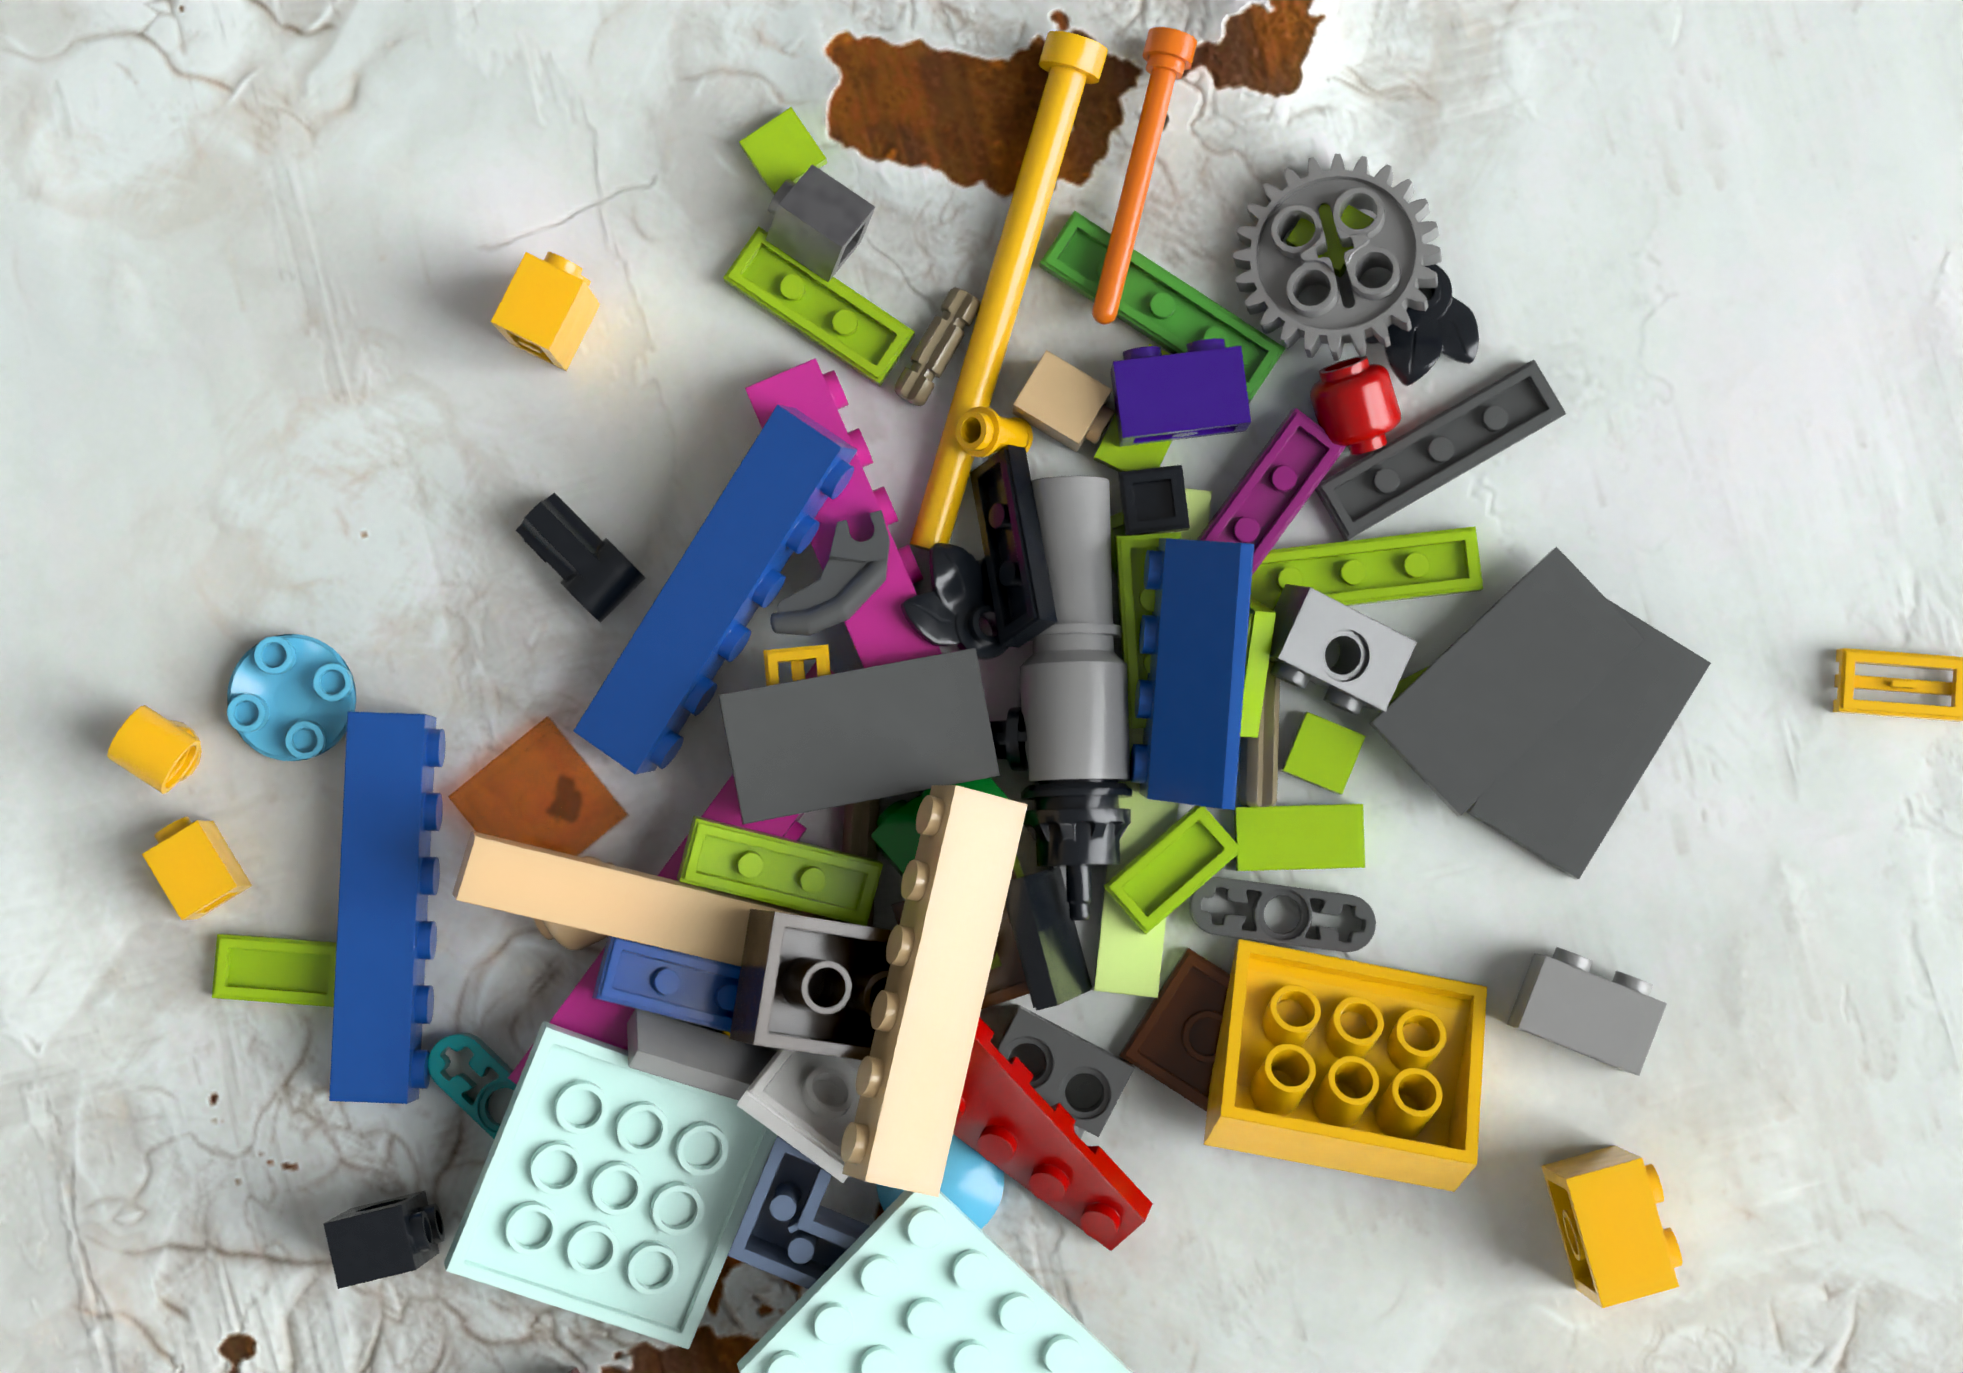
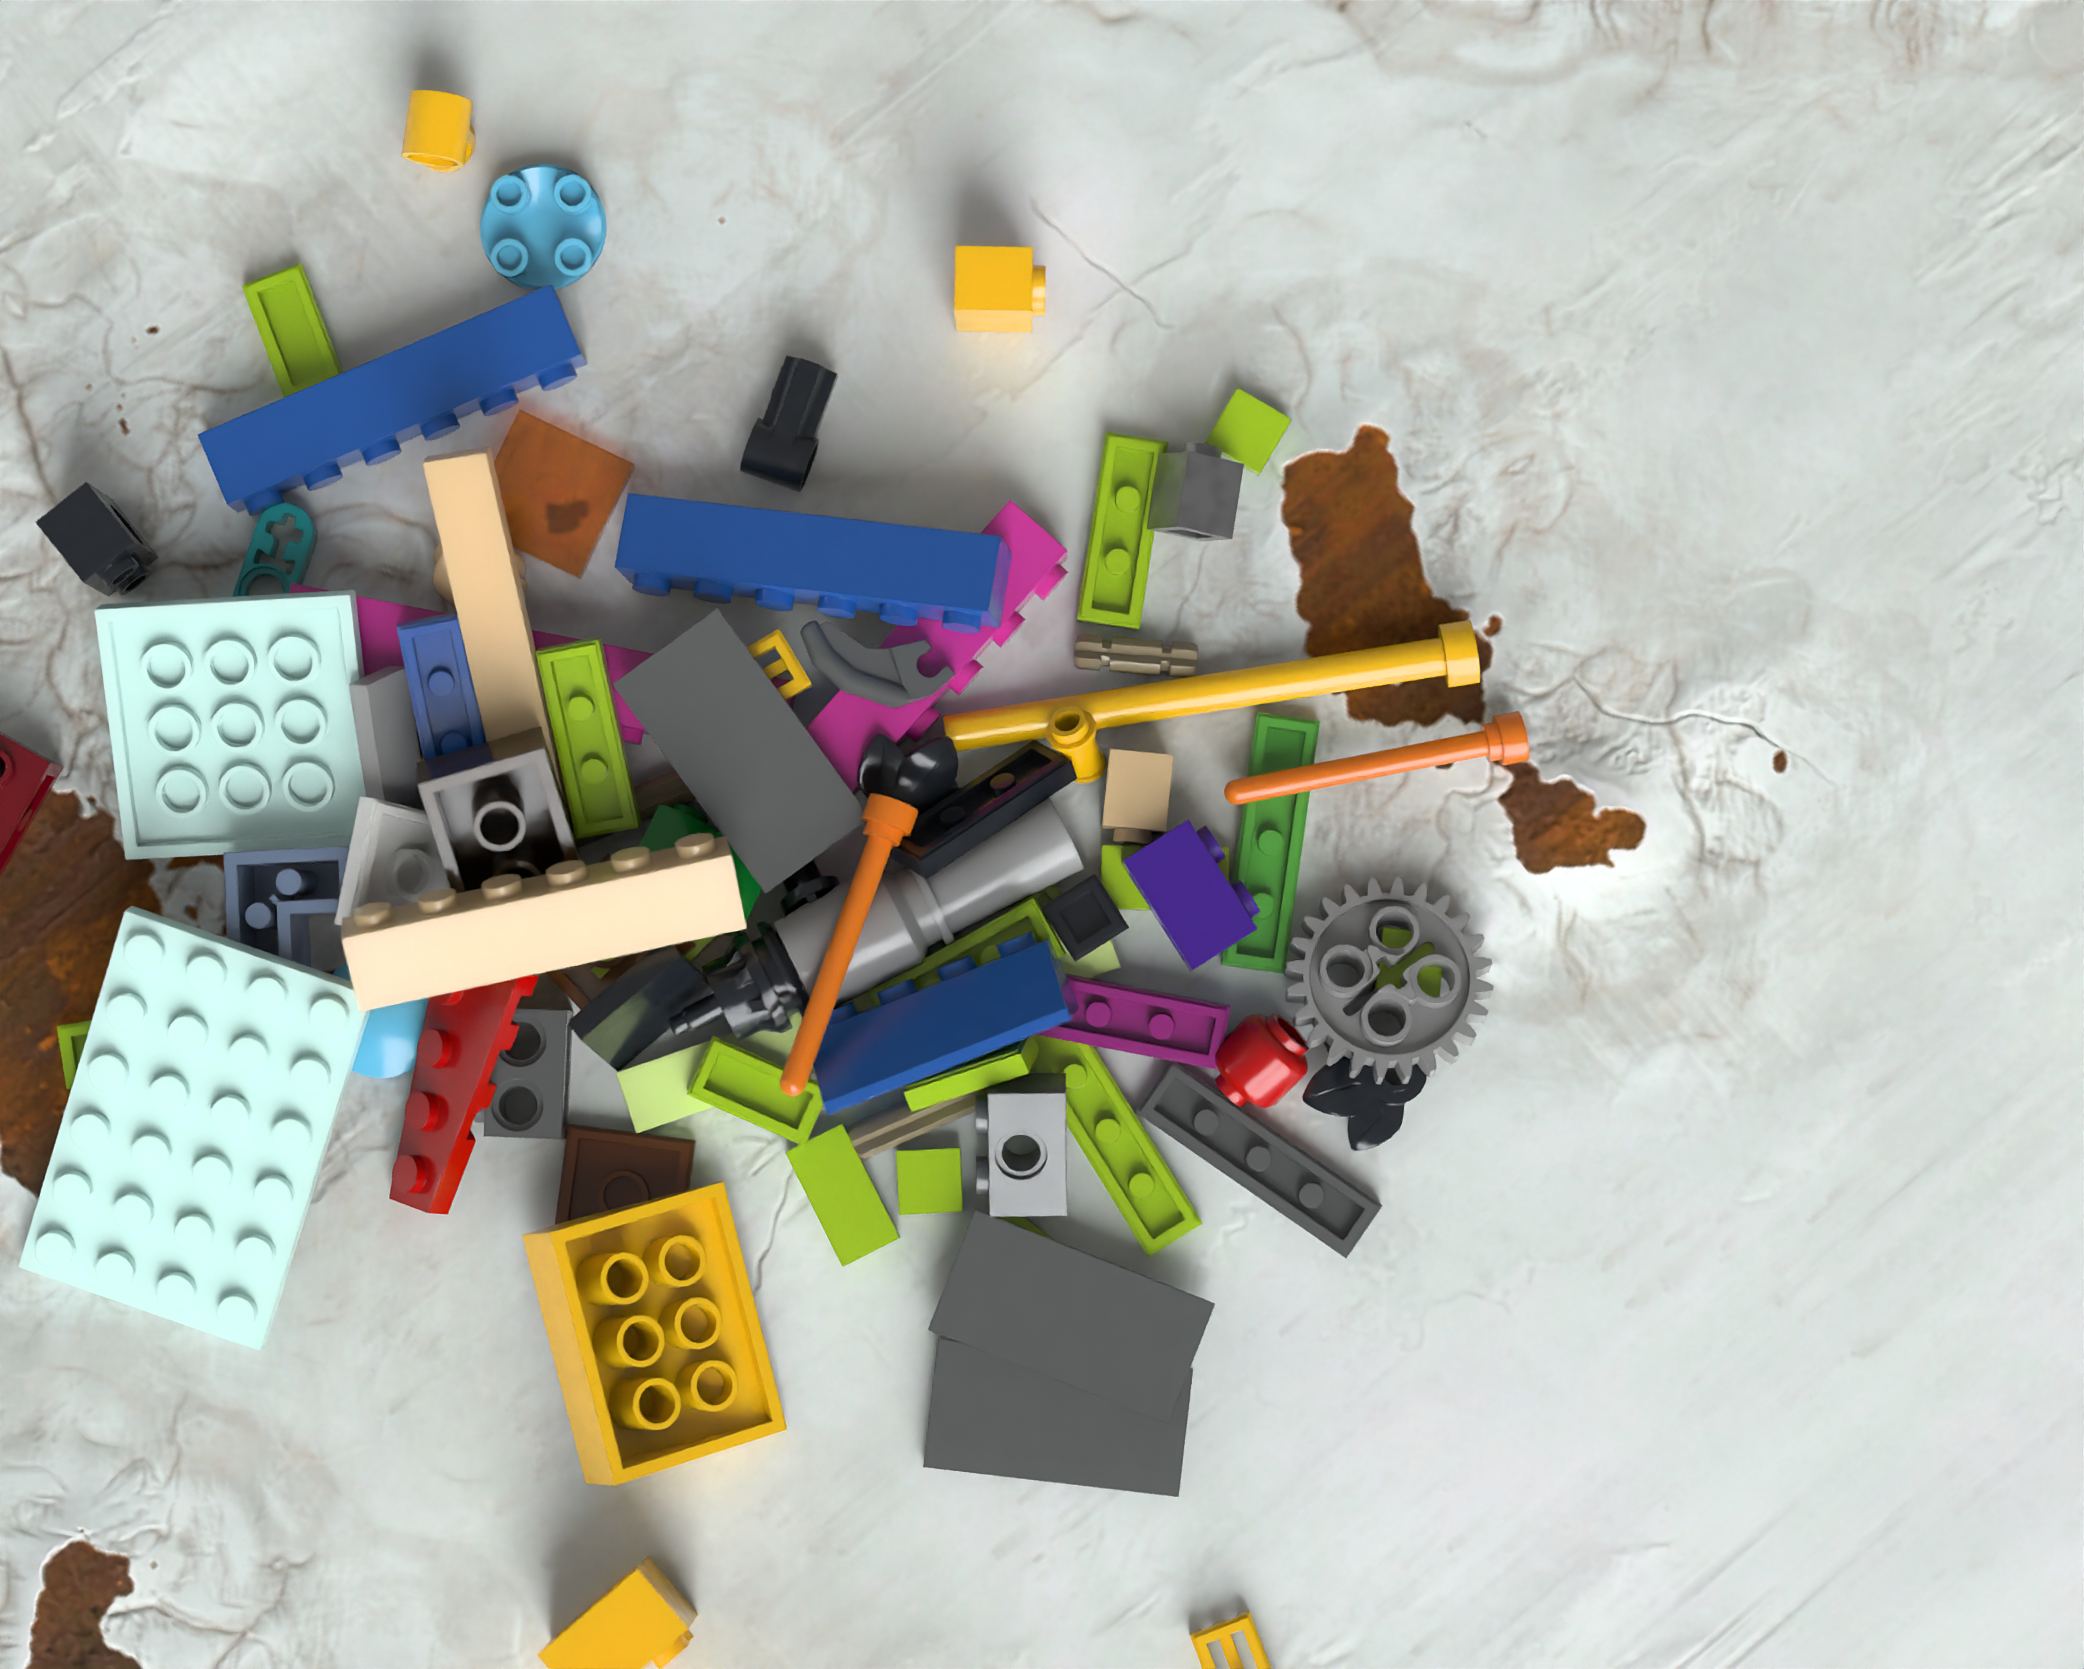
camera: 65 degrees right, 0 degrees up
(195, 867) = (350, 215): yellow brick -> none
(991, 636) = (885, 826): none -> orange piece
(1326, 938) = (793, 1252): dark grey beam -> none
(1587, 1012) = (805, 1529): light grey brick -> none

